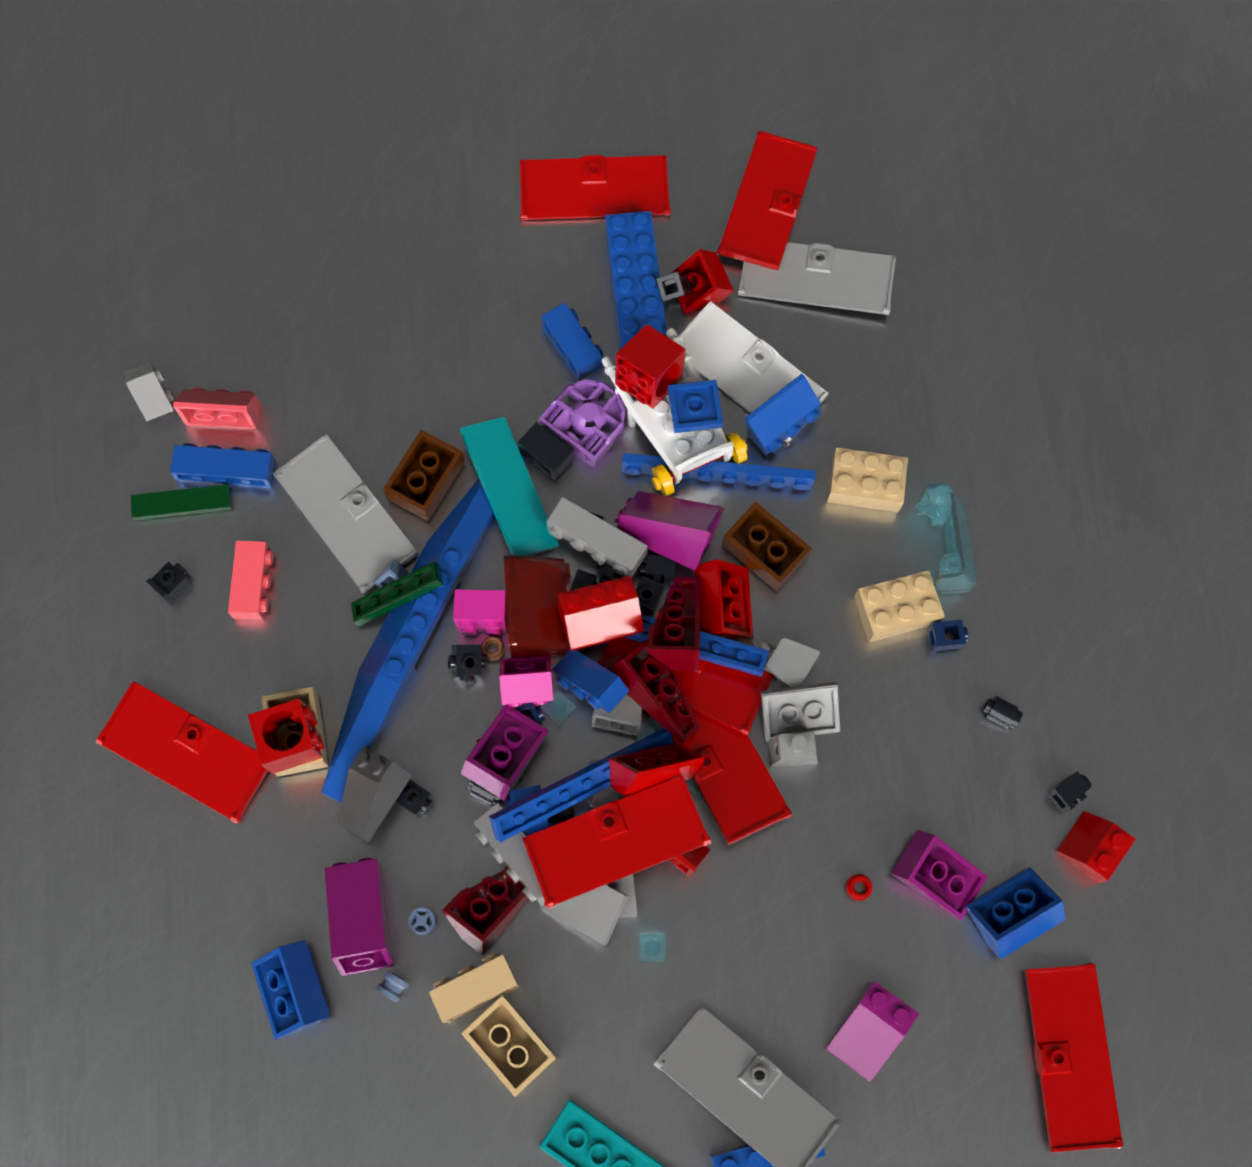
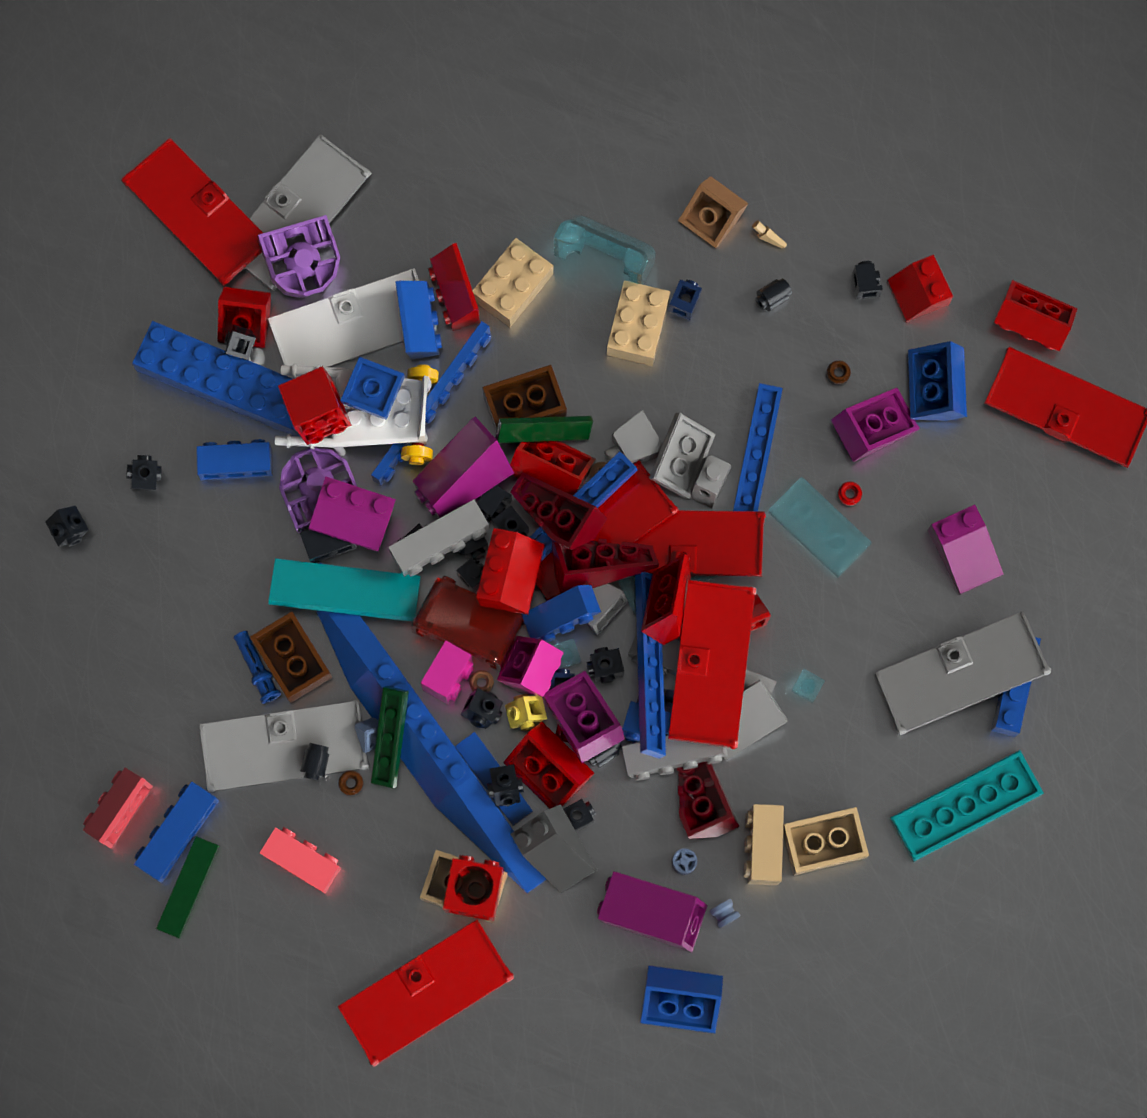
camera: 60 degrees left, 5 degrees up
(148, 391) = (65, 861): light grey brick -> none
(169, 589) = (267, 938): black brick -> none
(337, 581) = (350, 775): none -> reddish brown plate
(342, 544) = (315, 761): none -> black brick
(393, 460) = (259, 679): none -> blue pin
(404, 716) = (505, 785): none -> black brick
(410, 707) = (480, 762): none -> blue tile
(439, 242) = (67, 526): none -> black brick
(444, 746) = (548, 766): none -> red slope
(483, 699) = (525, 712): none -> light yellow brick
(511, 272) = (139, 481): none -> black brick
(570, 756) = (609, 657): none -> black brick
(575, 452) = (352, 514): none -> magenta slope
(593, 187) = (90, 358): red door -> none
(750, 575) = (544, 429): none -> dark green tile
(779, 293) = (317, 236): none -> medium lavender connector
(810, 876) = (819, 527): none -> clear light blue tile
(831, 433) = (454, 288): none -> red slope
(849, 777) = (758, 448): none -> blue plate
(972, 807) = (838, 365): none -> reddish brown plate
(1044, 616) = (713, 211): none -> medium nougat slope
(1054, 678) = (768, 235): none -> tan bar
(1141, 973) = (1035, 316): none -> red slope

